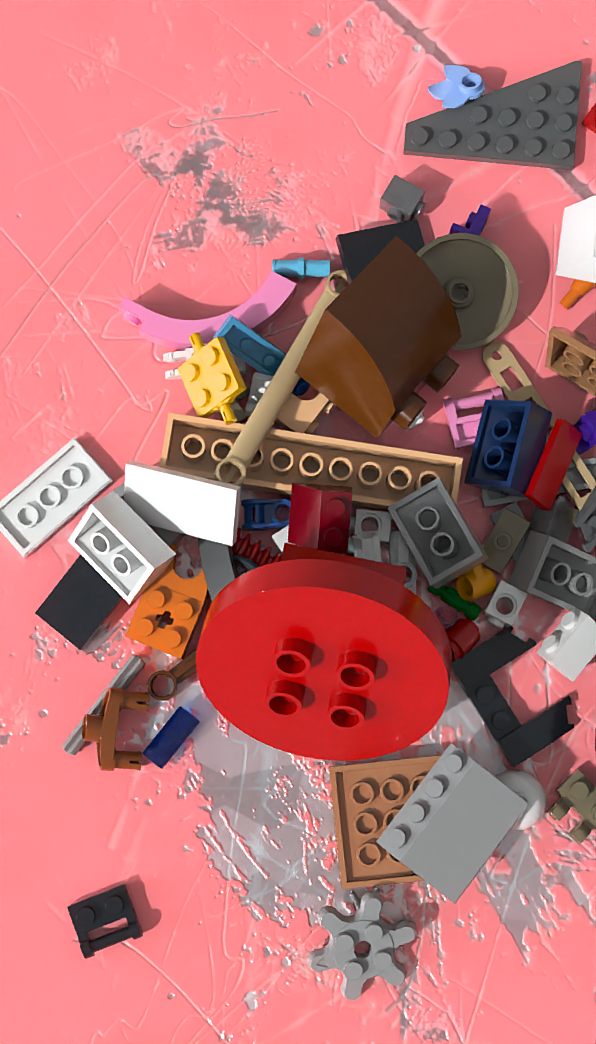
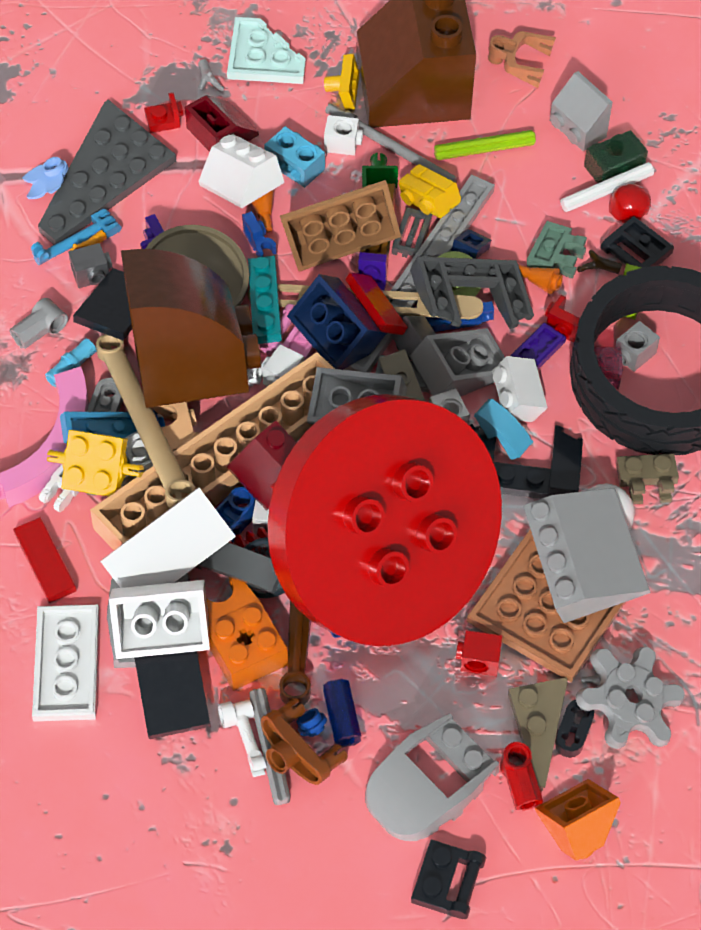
camera: 50 degrees left, 25 degrees down
(108, 661) = (239, 715): none -> white brick
(117, 406) = (44, 560): none -> red tile
(141, 838) = (408, 801): none -> light grey slope
(144, 722) = (311, 723): none -> blue plate
(224, 914) = (521, 778): none -> red piece
(229, 983) = (580, 818): none -> orange slope
(284, 326) = (101, 402): none -> light grey plate
(291, 884) = (537, 716): none -> dark tan wing
(297, 913) = (581, 730): none -> black beam
(305, 801) = (479, 653): none -> red brick
(322, 212) = (43, 319): none -> light grey piece
(425, 179) = (98, 237): none -> light orange bar
(433, 437) = (279, 364): none -> white brick
(451, 171) = (101, 221): none -> dark azure hinge
(488, 366) = (264, 299): none -> teal plate
(524, 659) = (501, 423): none -> medium azure slope
(549, 301) = (255, 233): none -> blue plate

